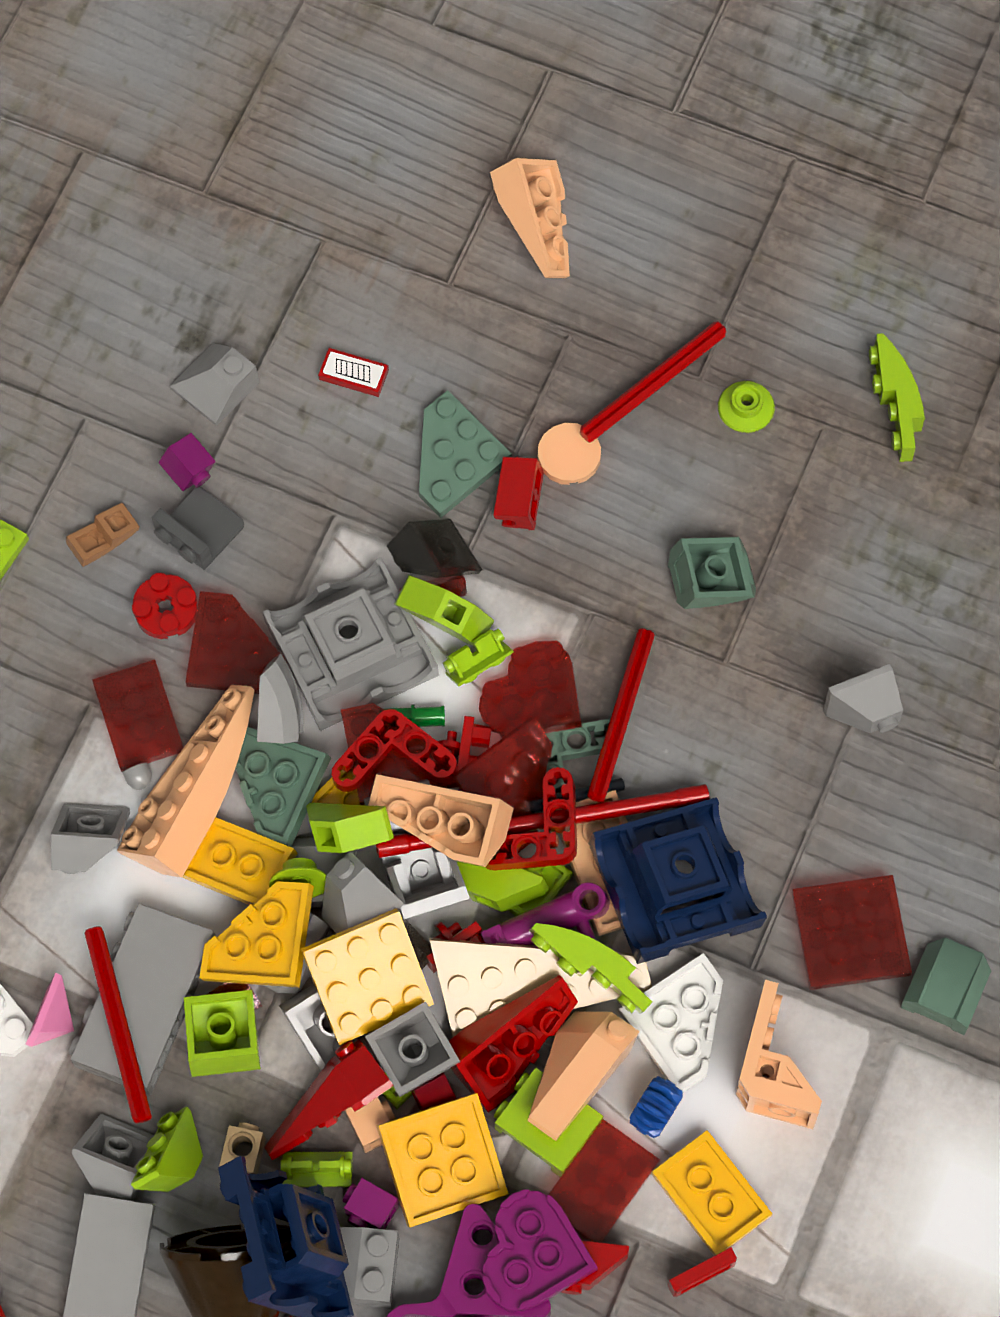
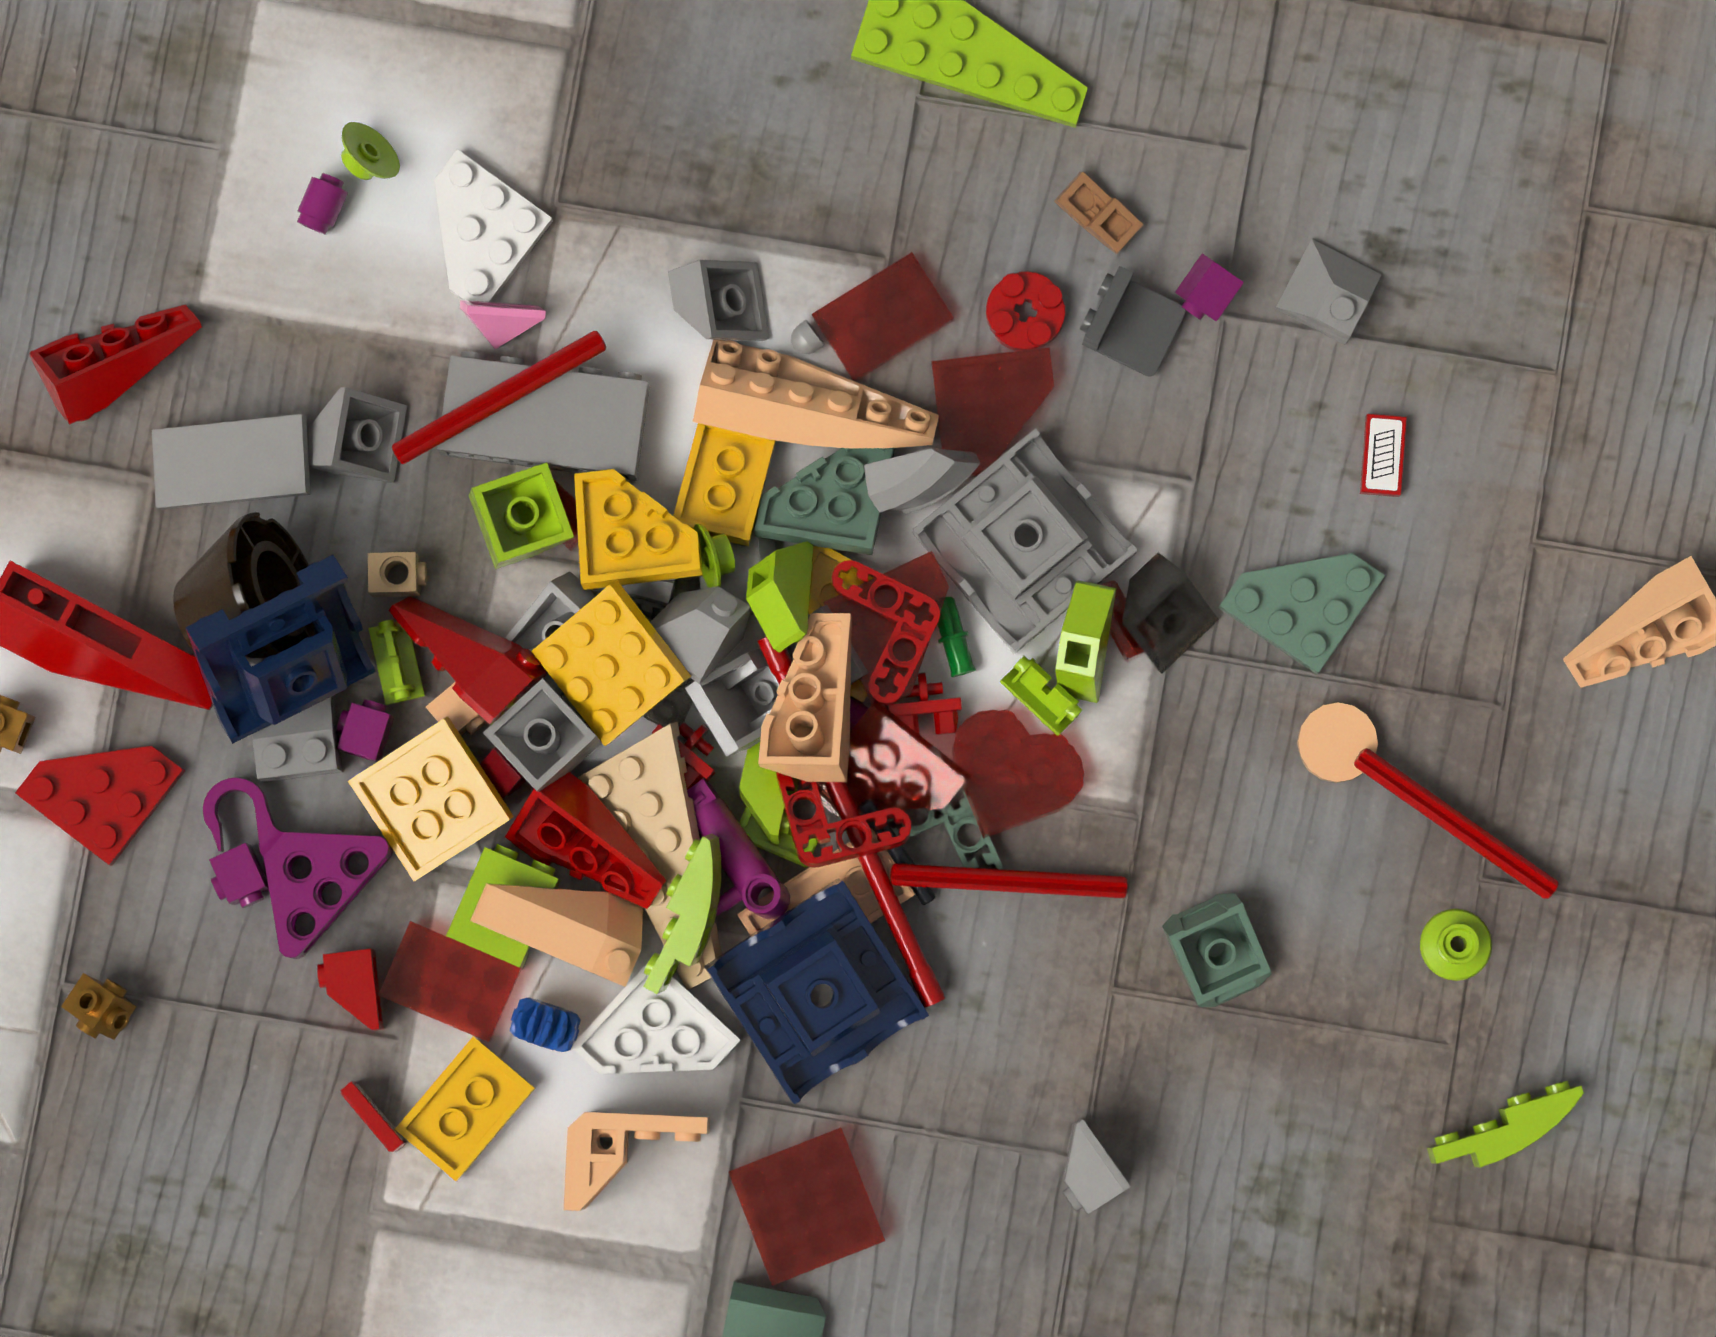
camera: 75 degrees right, 15 degrees up
(171, 1154) = (370, 497): lime slope -> none
(519, 492) = (1268, 693): red hinge -> none
(535, 1253) = (343, 927): magenta plate -> none

